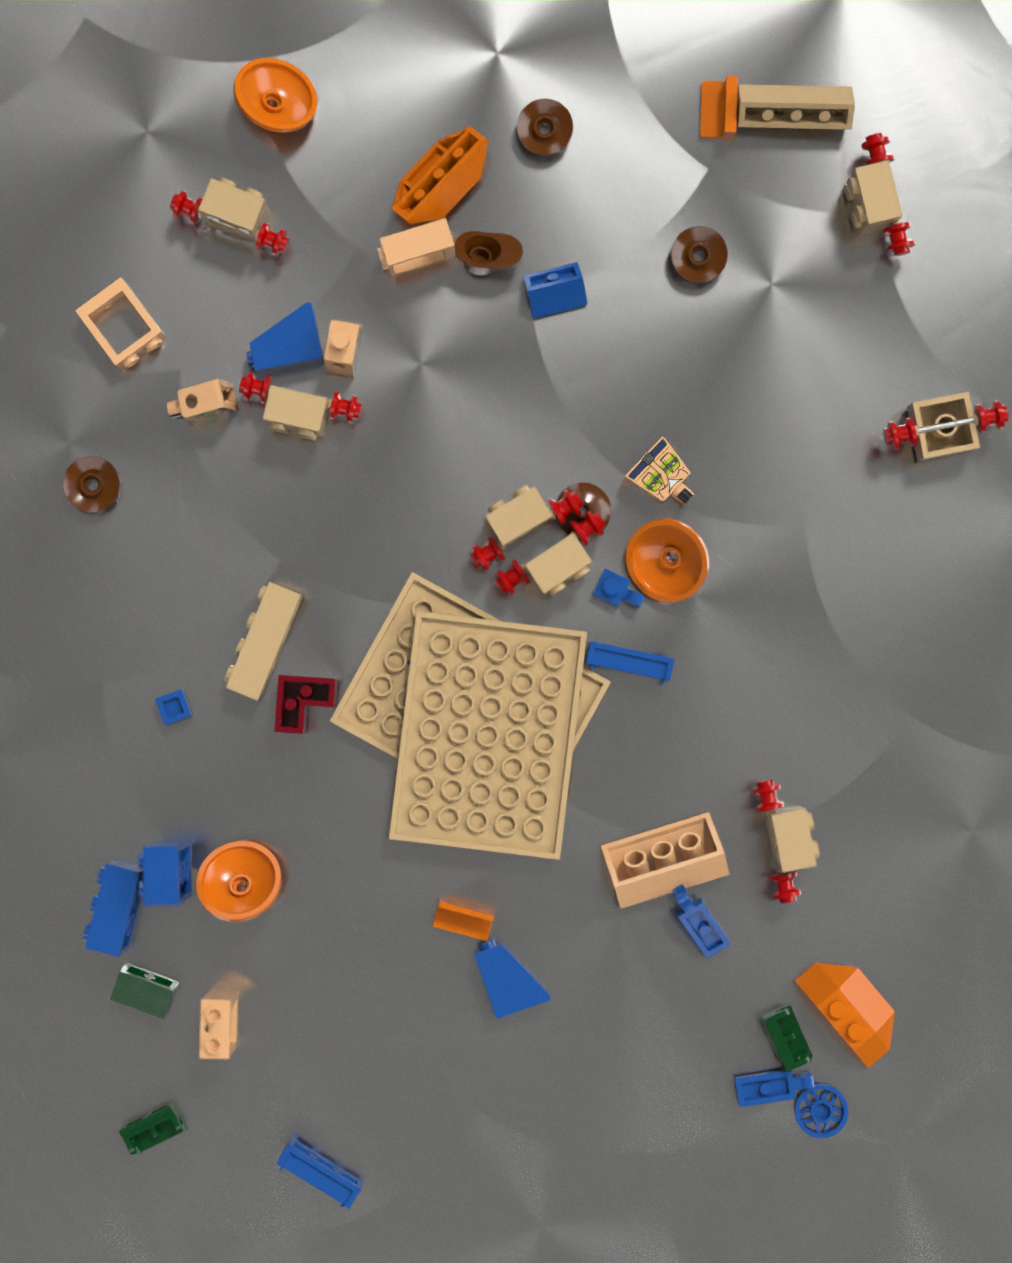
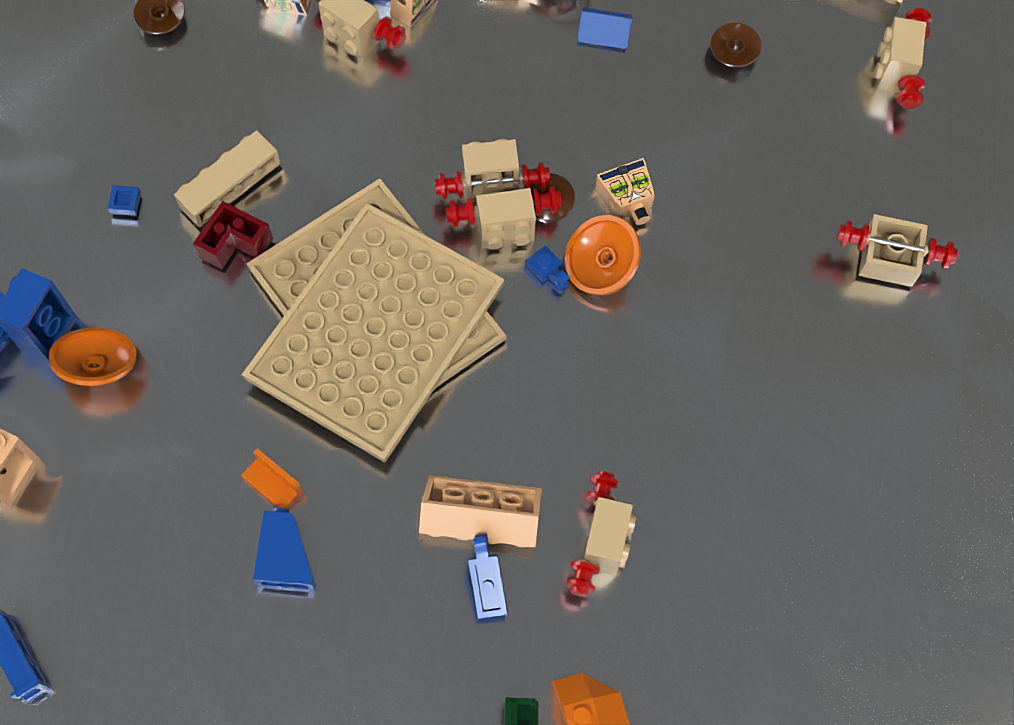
camera: 20 degrees right, 20 degrees down
(629, 661) = (531, 326): blue container -> none

